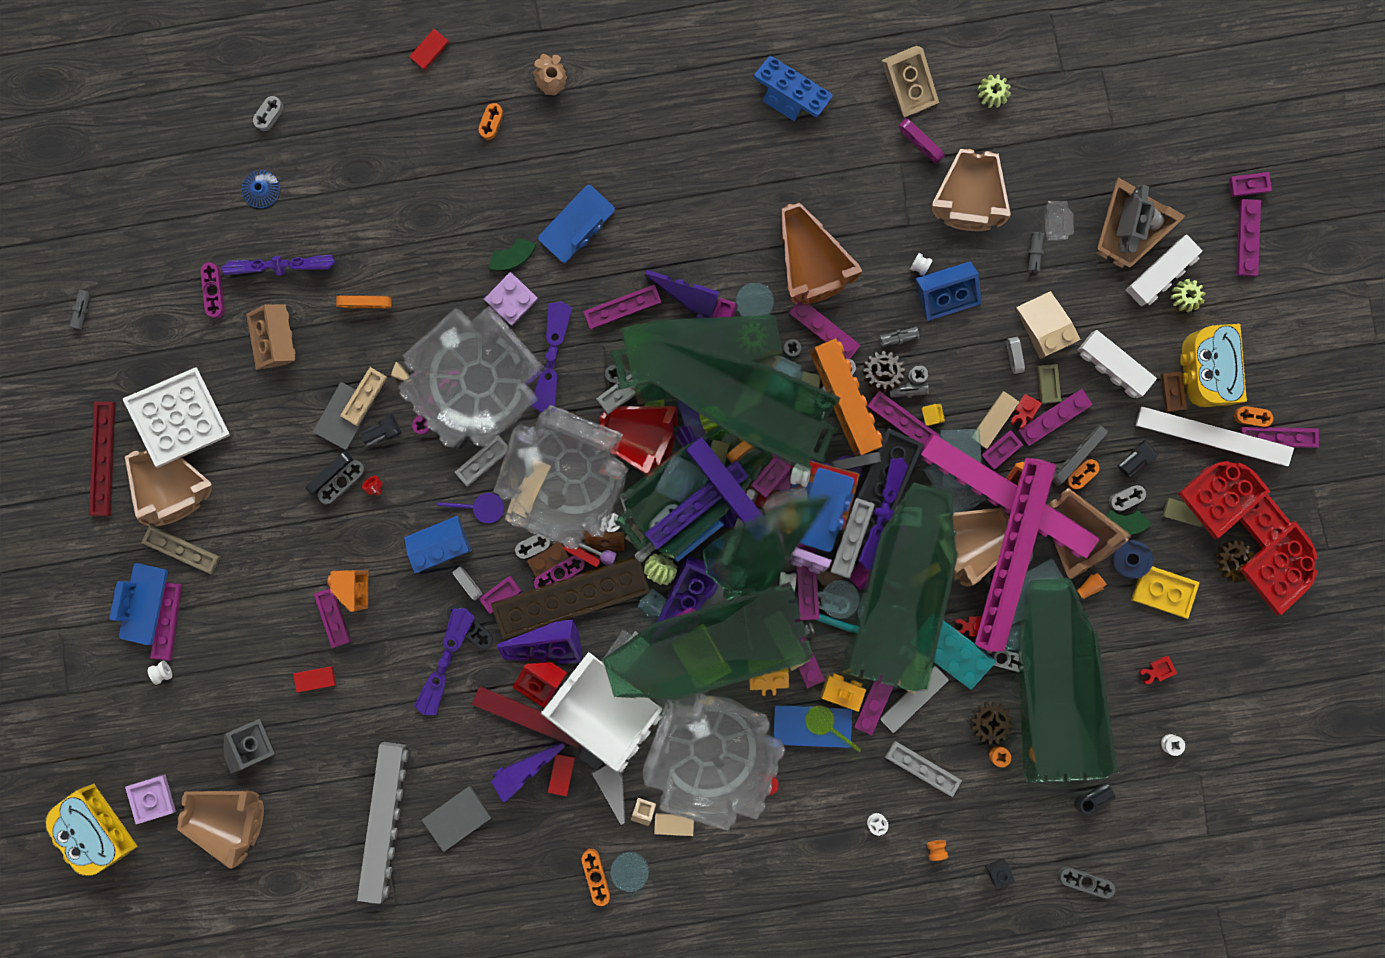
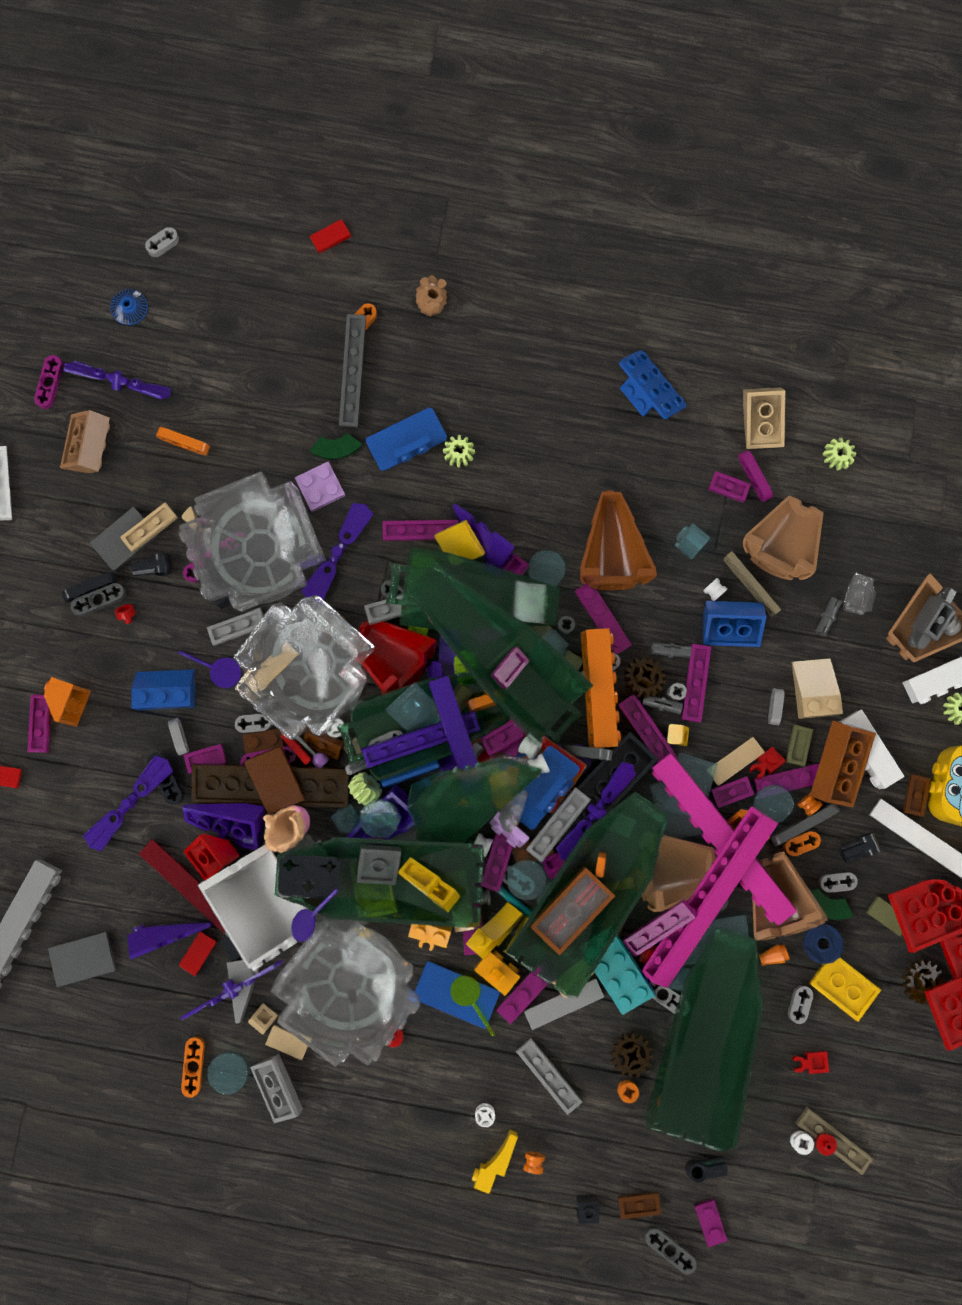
camera: 15 degrees right, 5 degrees down
(500, 175) = (352, 370): none -> dark grey plate
(573, 591) = (274, 780): none -> reddish brown tile
(601, 632) = (286, 828): none -> light nougat hair
(606, 796) = (231, 989): none -> dark purple piece
(630, 211) = (463, 446): none -> yellowish green gear
(637, 663) = (307, 870): none -> black axle
(651, 711) = (304, 921): none -> dark purple piece
(664, 305) = (460, 541): none -> yellow tile
(679, 869) = (277, 1089): none -> light grey slope
(684, 592) = (379, 818): none -> clear light blue tile
(699, 634) = (378, 864): none -> dark grey plate
(753, 635) = (429, 884): none -> yellow slope
(756, 408) = (510, 667): none -> magenta tile
(808, 547) = (512, 811): none -> clear slope
(815, 489) = (539, 762): none -> white wheel
(827, 656) = (494, 931): none -> yellow slope
(883, 225) = (691, 540): none -> clear light blue brick
(893, 612) = (571, 910): none -> clear brick
(900, 160) = (729, 486): none -> magenta plate
(904, 557) = (600, 864): none -> orange tile
(905, 863) = (498, 1164): none -> yellow slope
(933, 359) = (696, 683): none -> magenta plate
(953, 246) = (751, 584): none -> dark tan tile
(979, 599) = (660, 927): none -> magenta plate
(1044, 445) = (774, 802): none -> clear light blue tile
(1045, 853) = (639, 1205): none -> reddish brown plate
(1077, 435) = (809, 804): none -> orange wheel
(1096, 387) = (842, 764): none -> dark orange slope
(1114, 845) = (710, 1222): none -> magenta plate
(1125, 621) = (805, 1005): none -> light grey beam
(1195, 738) = (825, 1144): none -> red tile
(1201, 733) = (845, 1148): none -> dark tan tile

